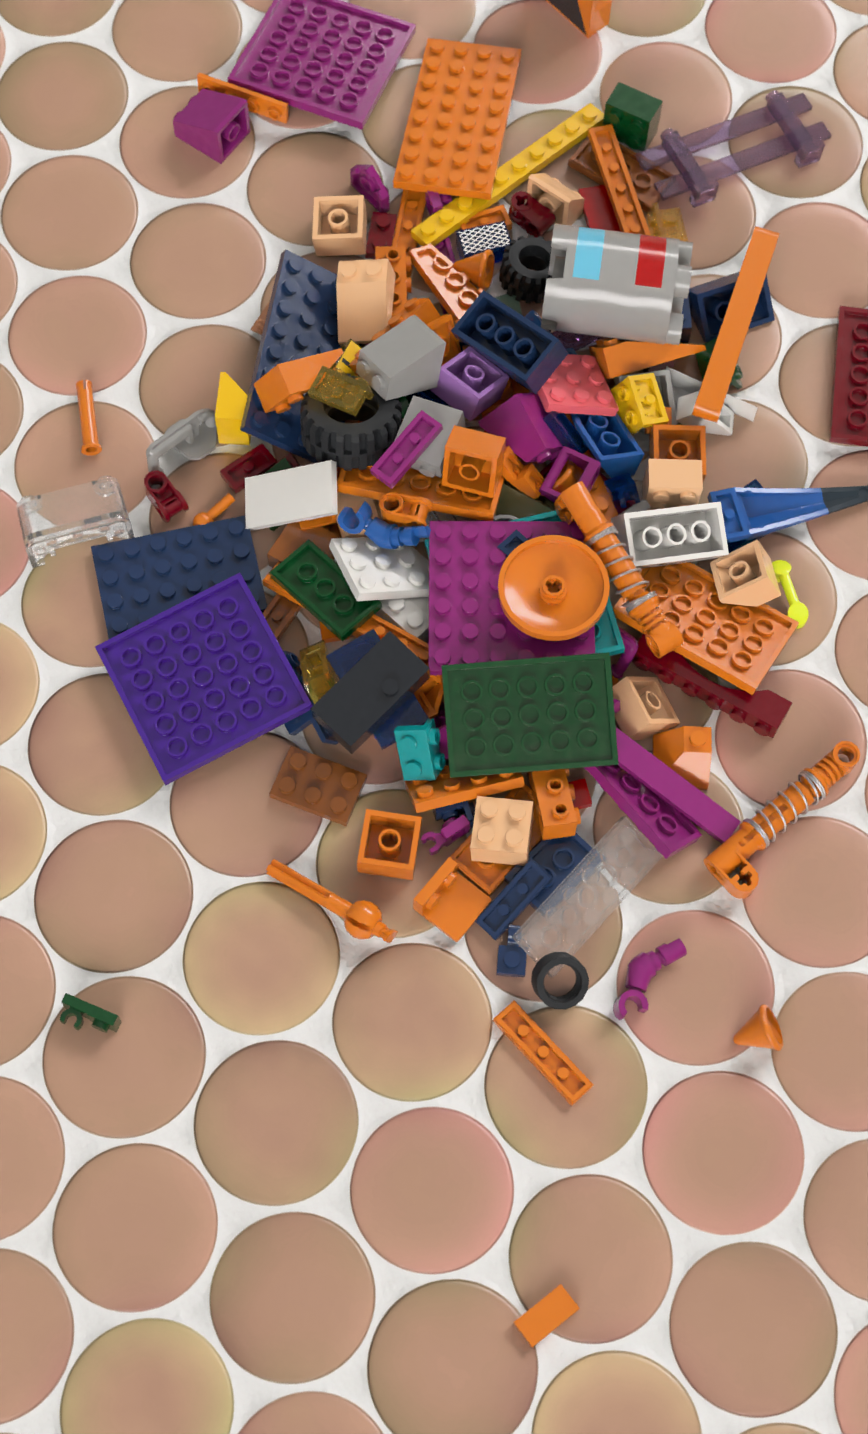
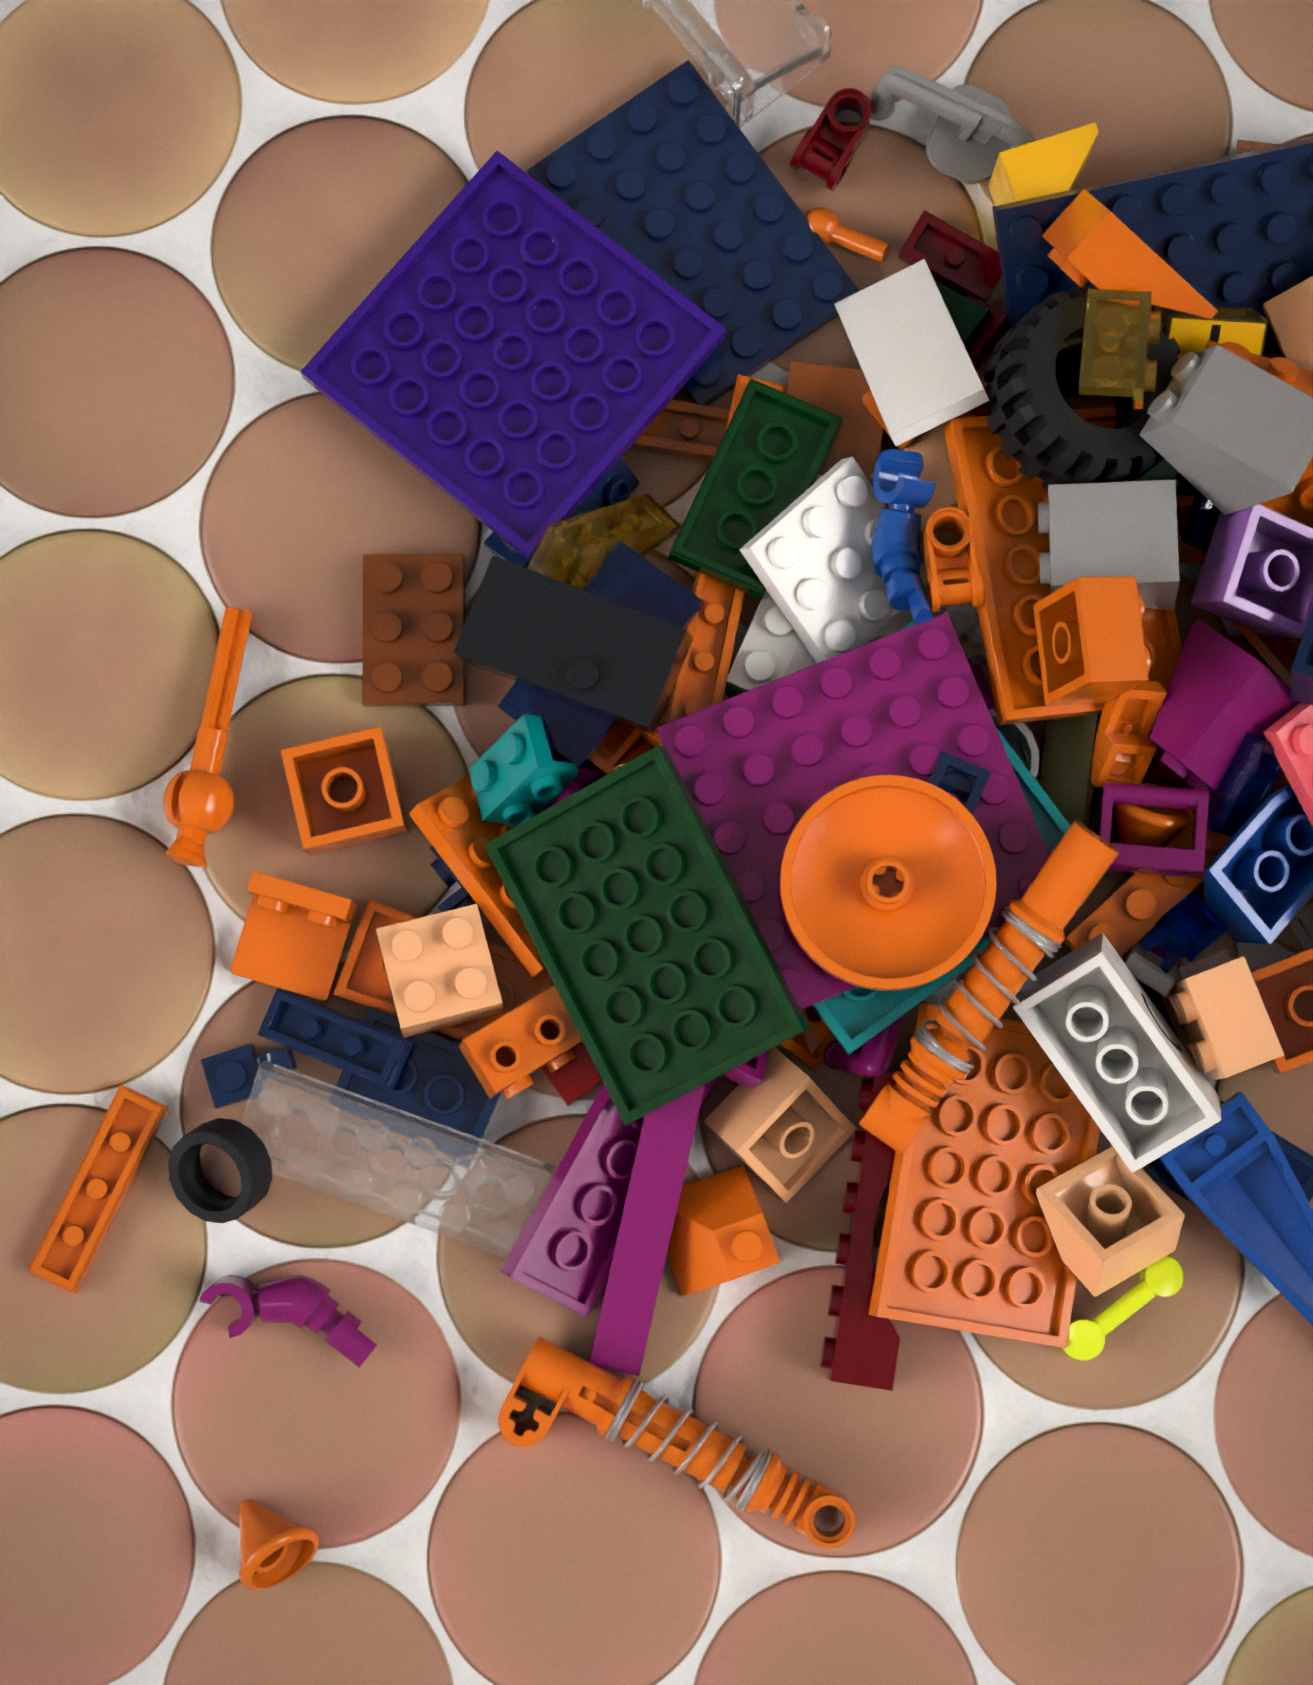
camera: 70 degrees right, 15 degrees up
(406, 449) = (1055, 512): magenta plate -> none
(451, 831) = (420, 886): magenta plate -> none

